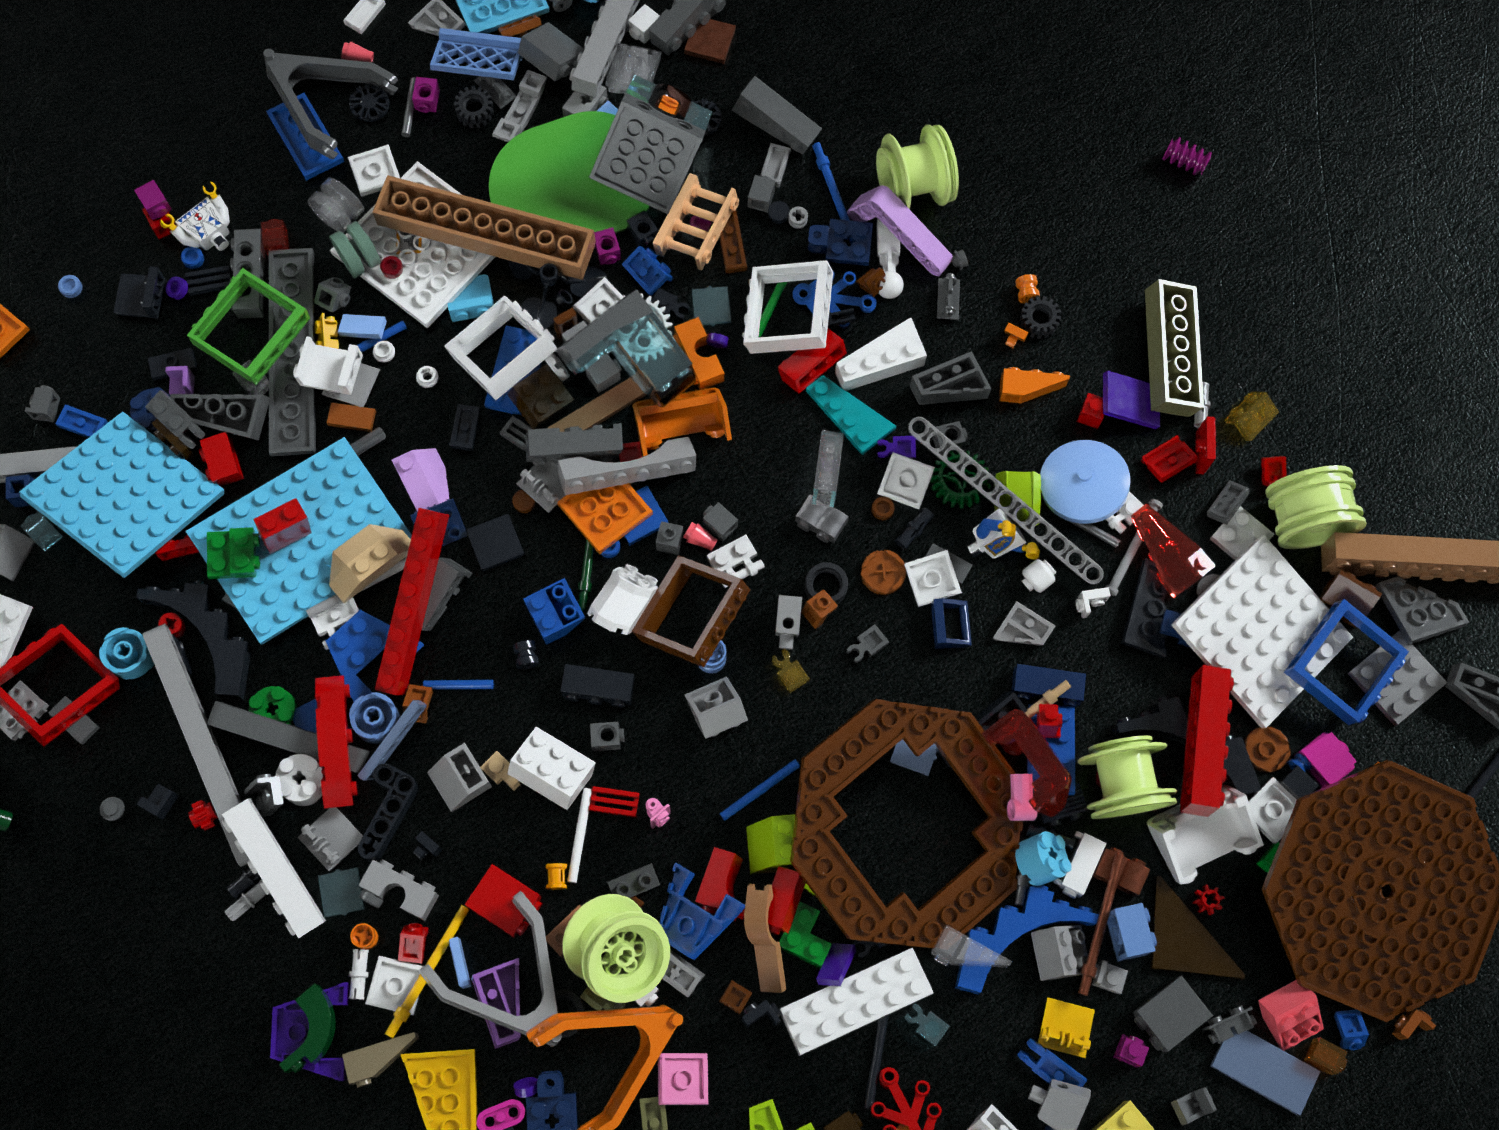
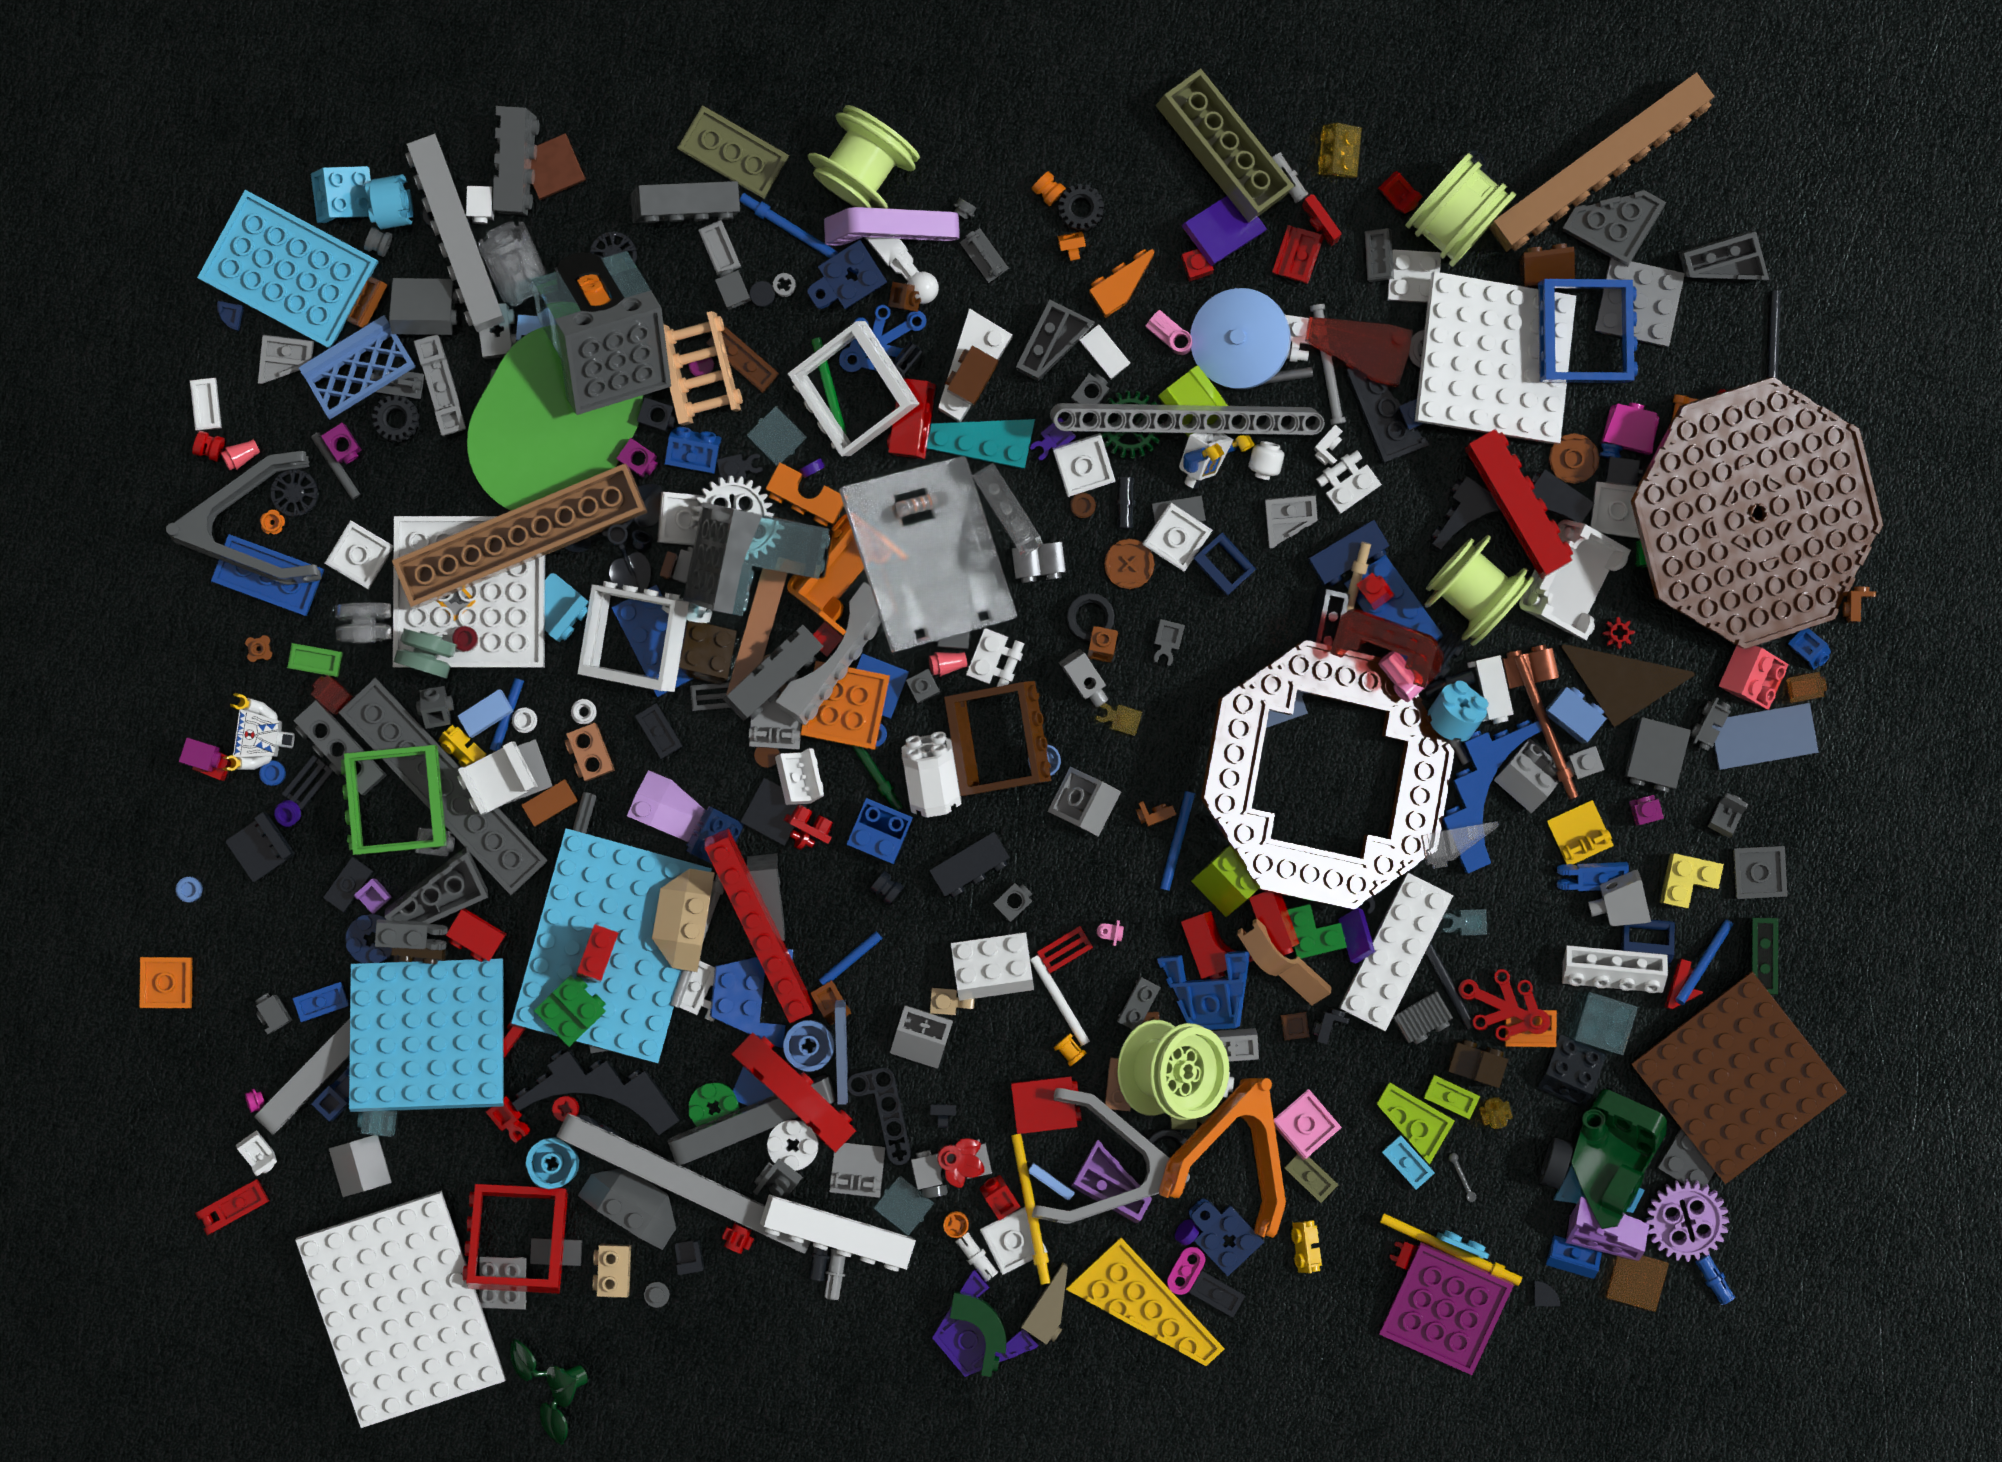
camera: 35 degrees left, 15 degrees up
(98, 765) = (613, 1270): none -> tan brick
(126, 600) = (507, 1117): none -> red plate
(153, 732) = (631, 1204): none -> dark grey wedge
(259, 180) = (252, 645): none -> dark orange plate
(286, 210) = (314, 660): none -> bright green tile
(336, 104) = (277, 526): none -> orange plate
(340, 32) = (208, 446): none -> red wheel
(407, 893) = (964, 1163): none -> red plate
(412, 405) = (595, 750): none -> nougat brick
(513, 577) = (819, 830): none -> red hips
(531, 530) = (799, 777): none -> white bracket
(740, 461) = (933, 570): none -> clear door
(762, 760) = (1159, 814): none -> dark orange bracket
(835, 114) = (733, 152): none -> olive tile
(836, 1070) = (1422, 1018): none -> dark grey brick
(877, 355) = (972, 375): none -> reddish brown brick
(981, 421) = (1104, 351): none -> white tile
(1037, 441) = (1168, 331): none -> bright pink piece
(1084, 644) = (1351, 489): none -> white plate

